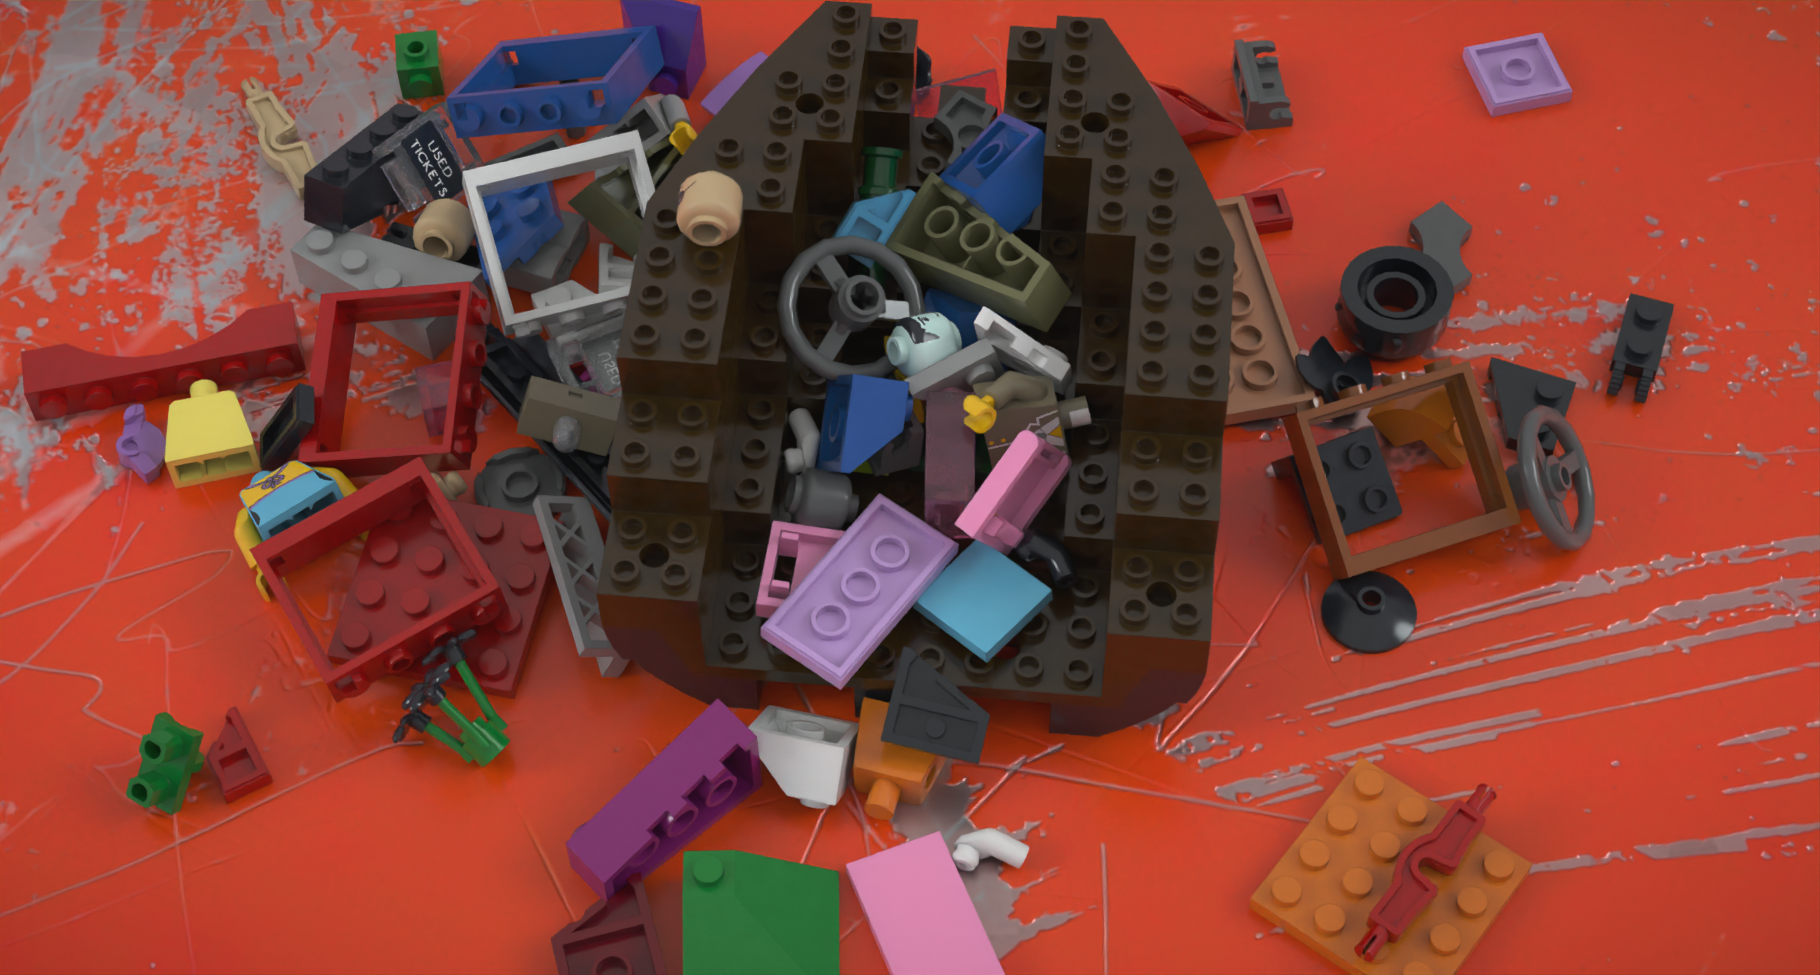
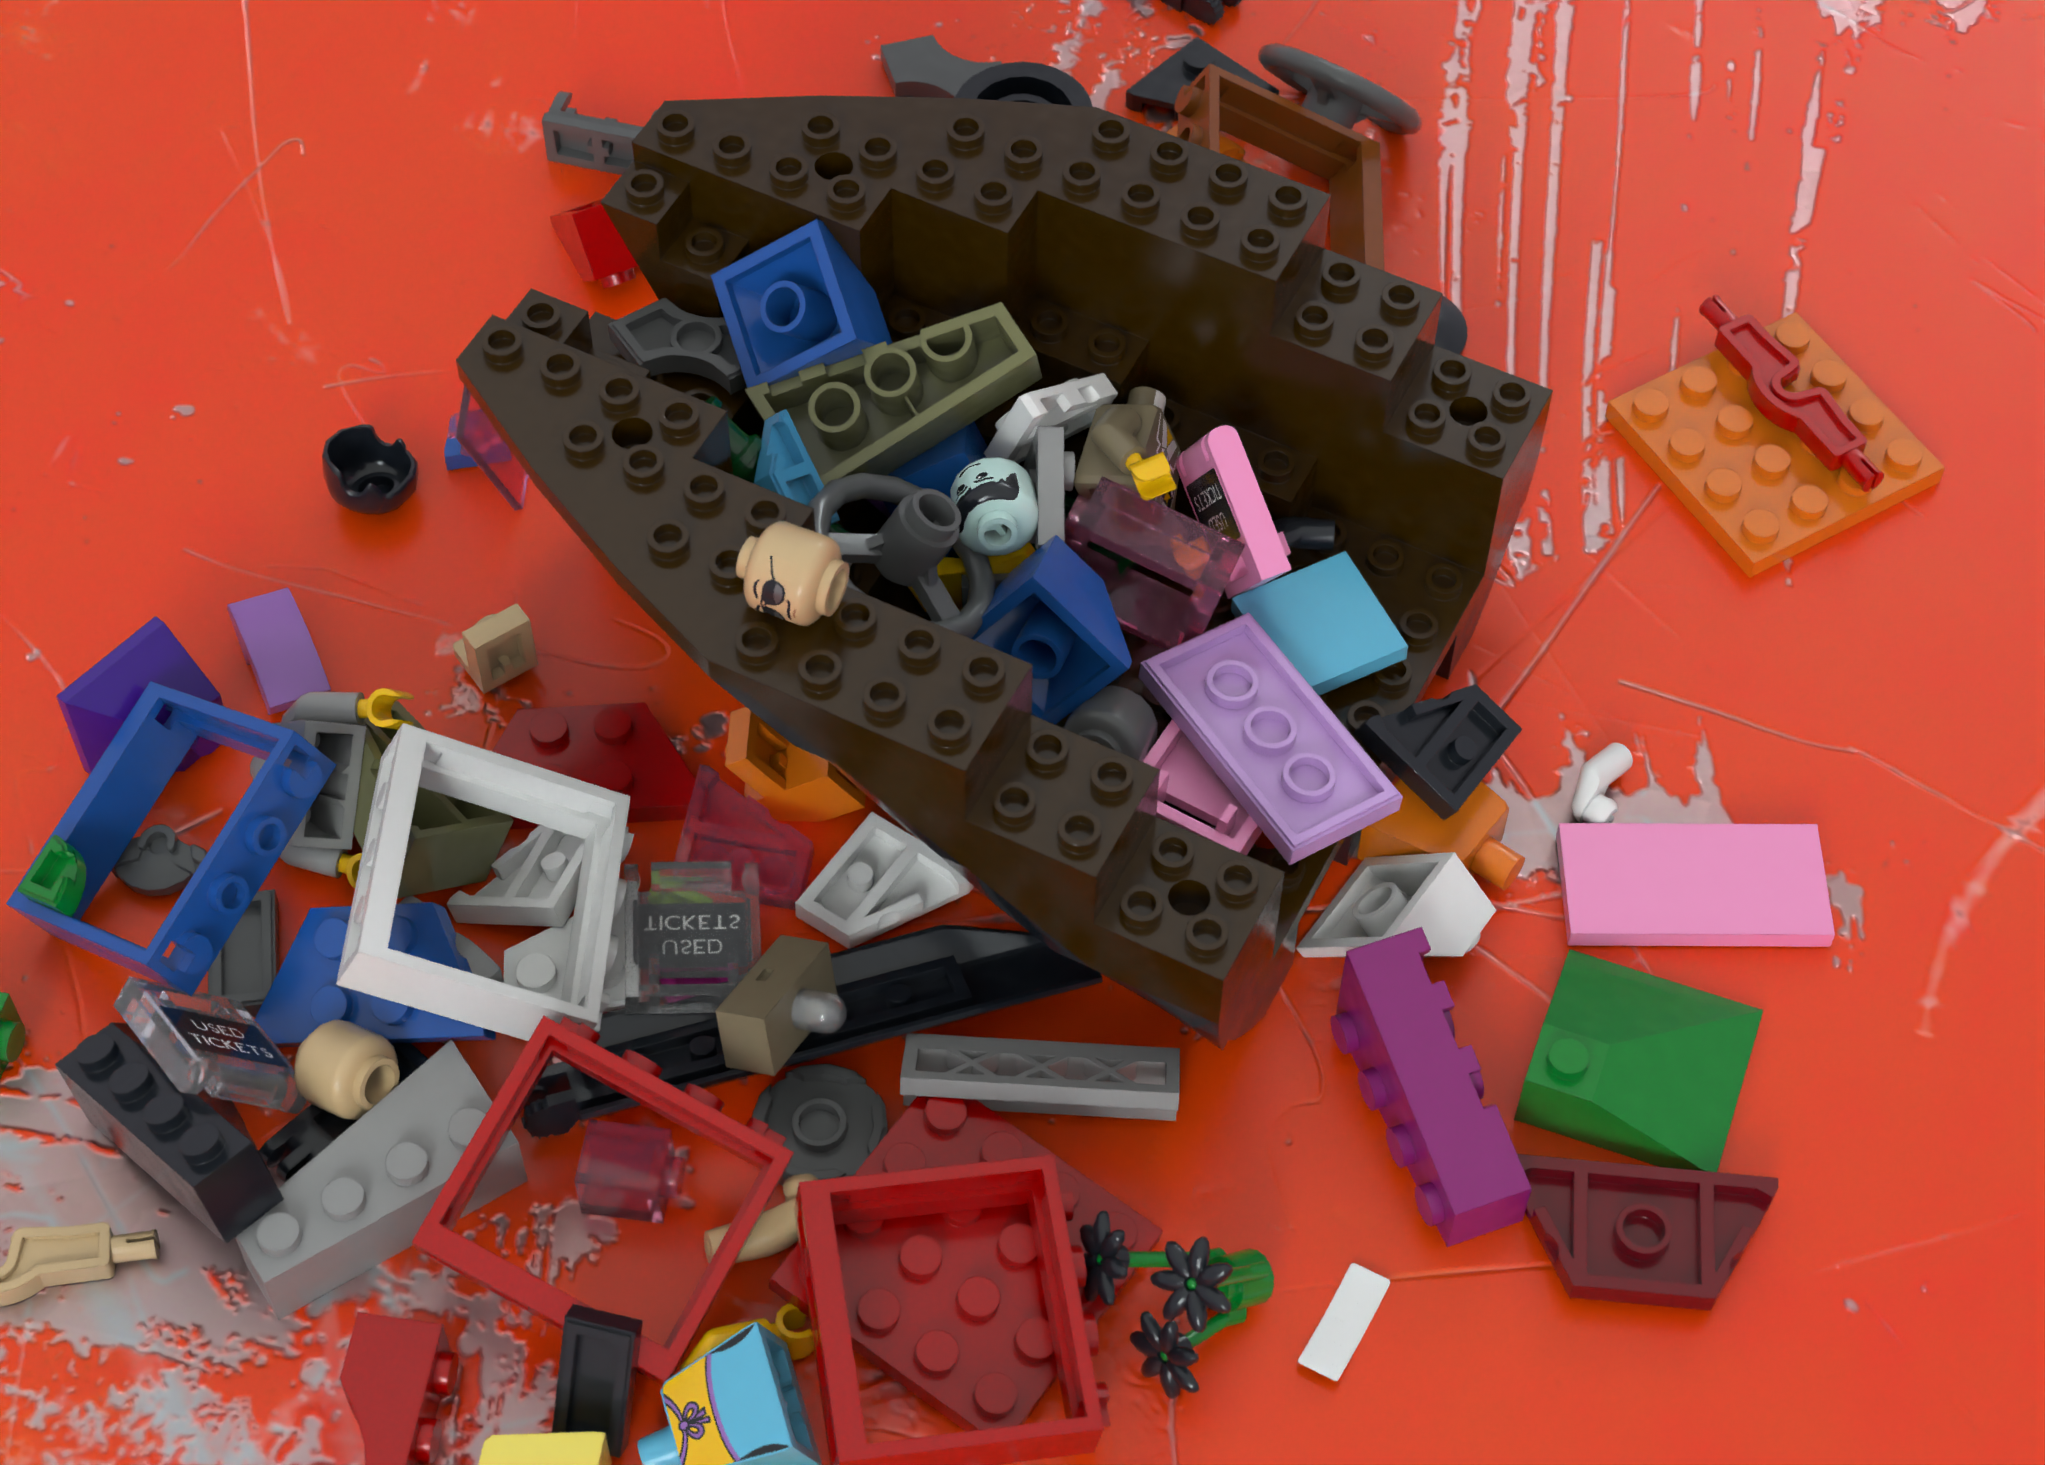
camera: 70 degrees left, 0 degrees up
(488, 821) = (1344, 1322): none -> white sticker
(512, 47) = (56, 877): none -> green tile

